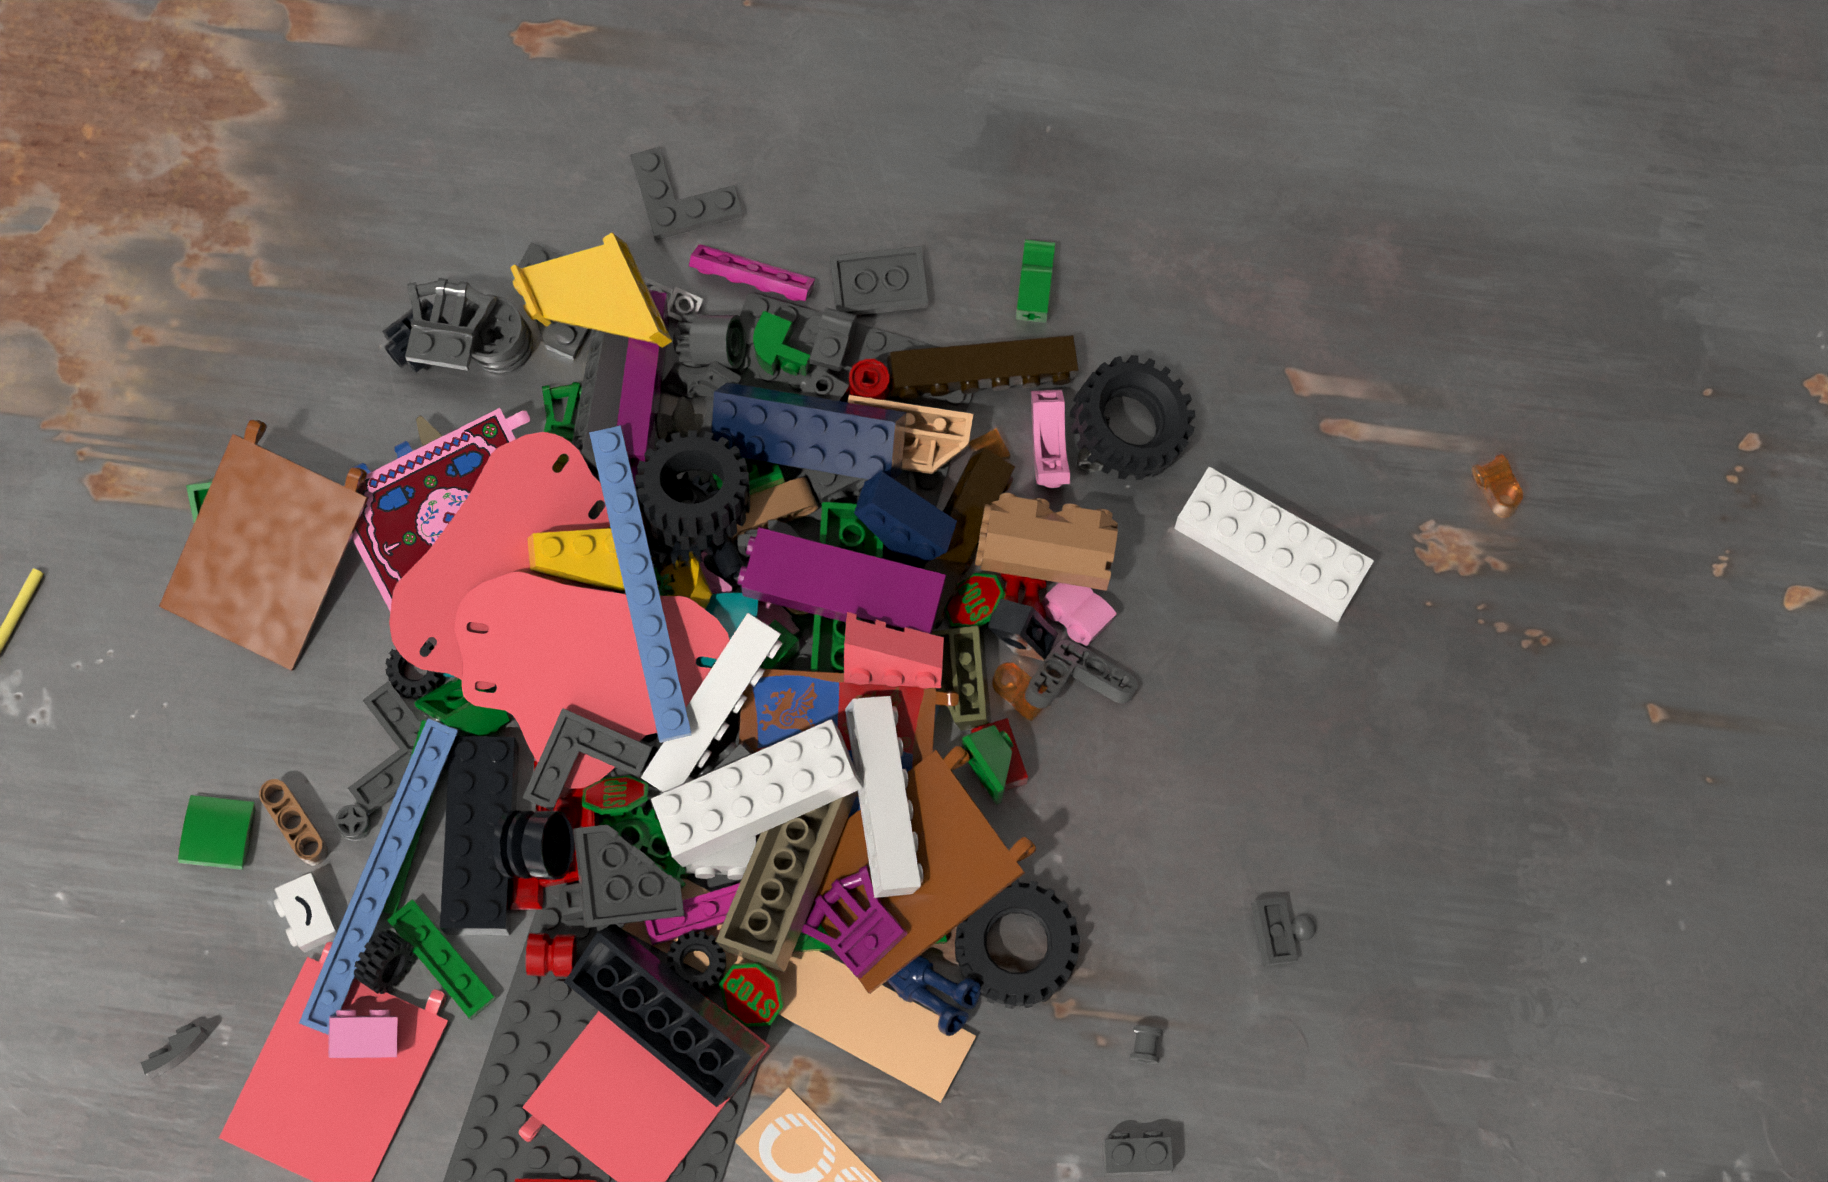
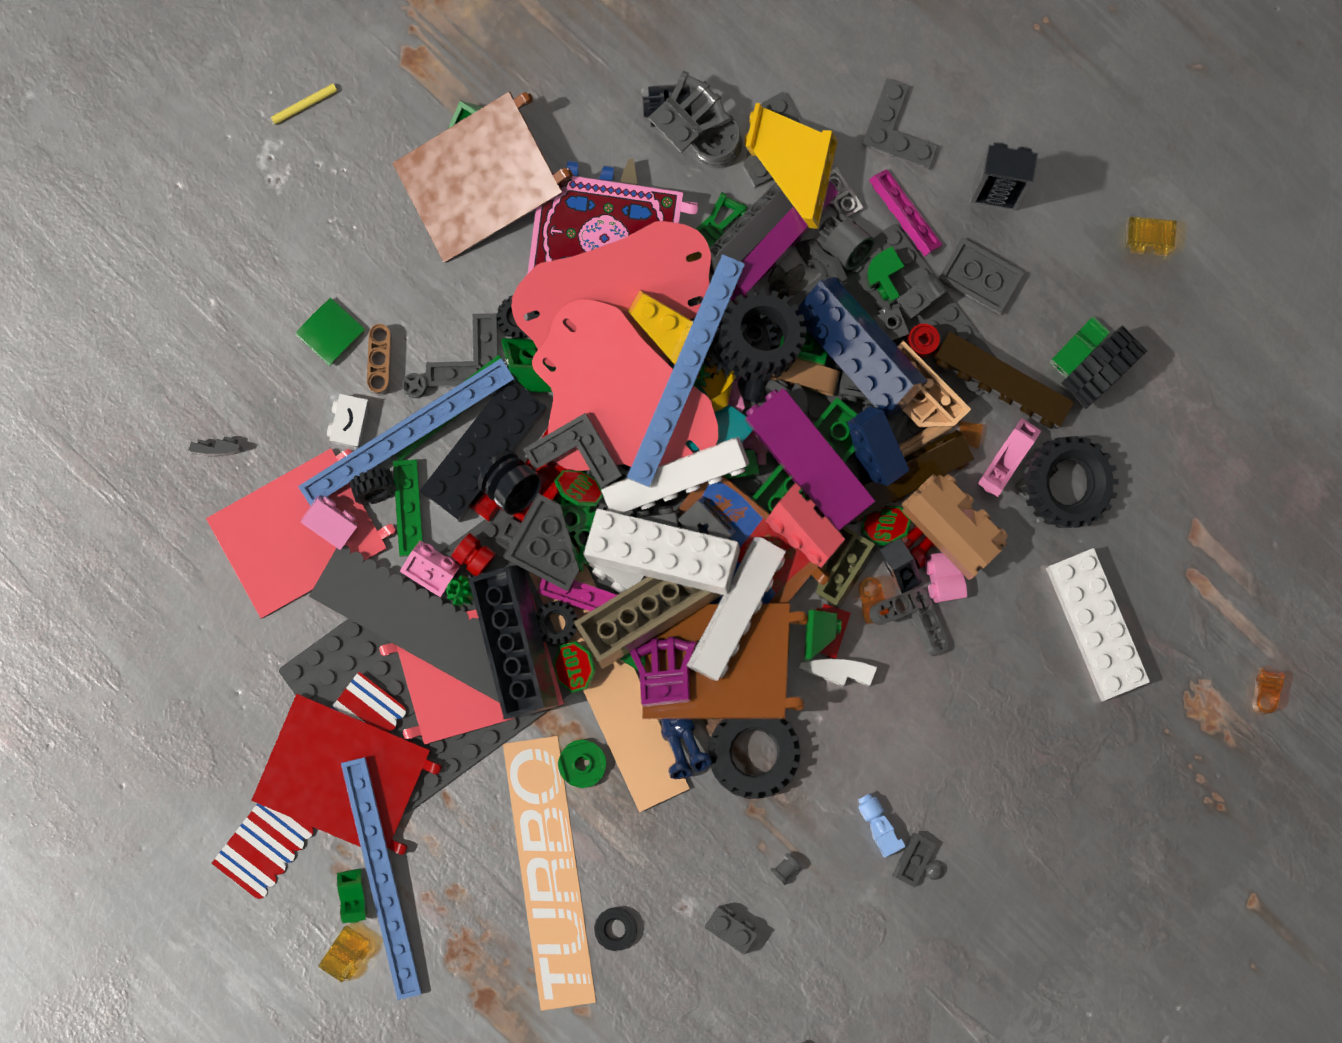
camera: 35 degrees right, 10 degrees up
(513, 1005) = (430, 568): none -> bright pink bracket
(527, 1078) = (406, 617): none -> dark grey sticker
(565, 1005) = (459, 591): none -> green gear
(771, 722) = (702, 513): none -> dark grey brick
(828, 151) = (1004, 176): none -> black brick
(836, 1077) = (575, 776): none -> green plate
(947, 481) = (922, 439): none -> light nougat axle
(1021, 120) = (1150, 235): none -> clear yellow brick
(1041, 789) = (839, 670): none -> white slope
(1077, 275) = (1104, 367): none -> black tyre
(1212, 923) = (880, 827): none -> light blue piece

